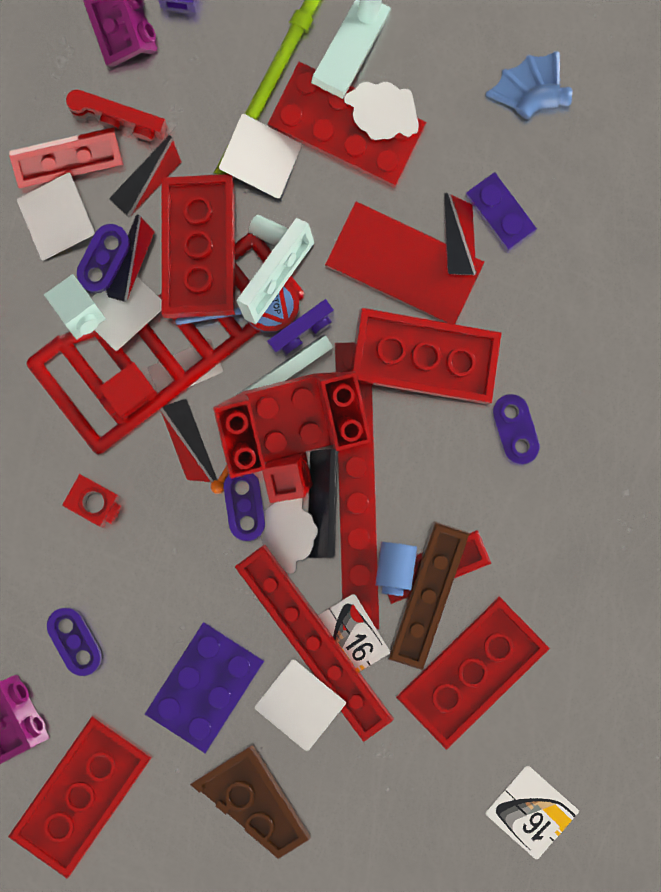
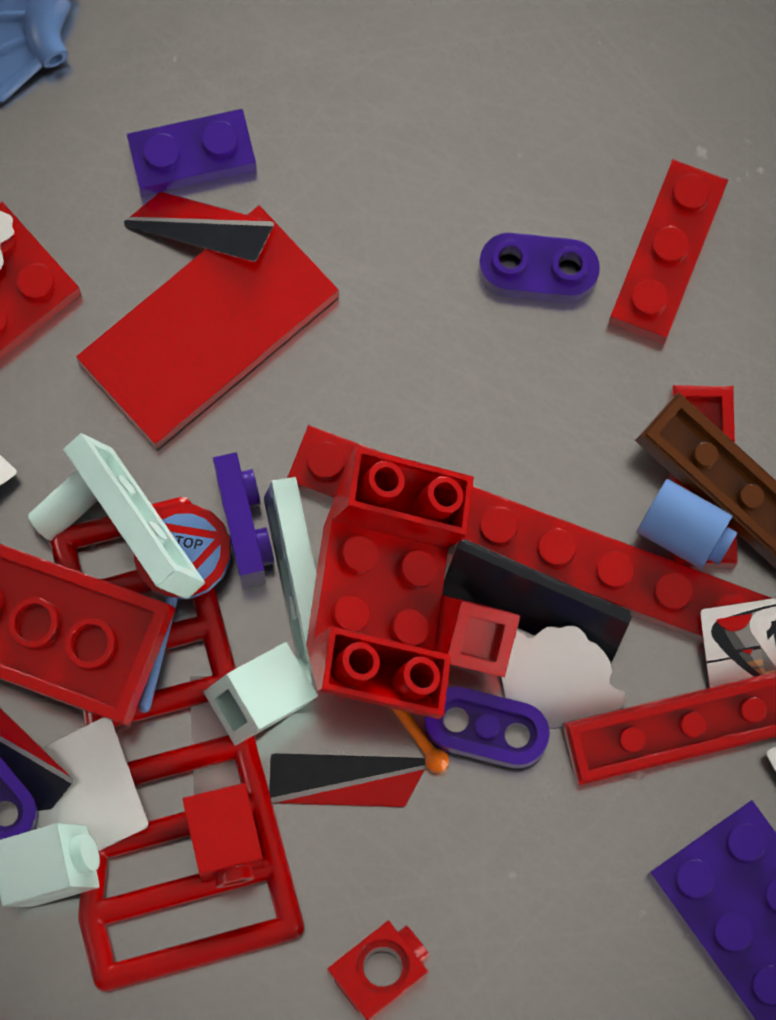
camera: 70 degrees left, 10 degrees down
(210, 378) = (261, 693): none -> light aqua brick
(425, 356) = (368, 347): red plate -> none
(556, 497) = (668, 252): none -> red plate

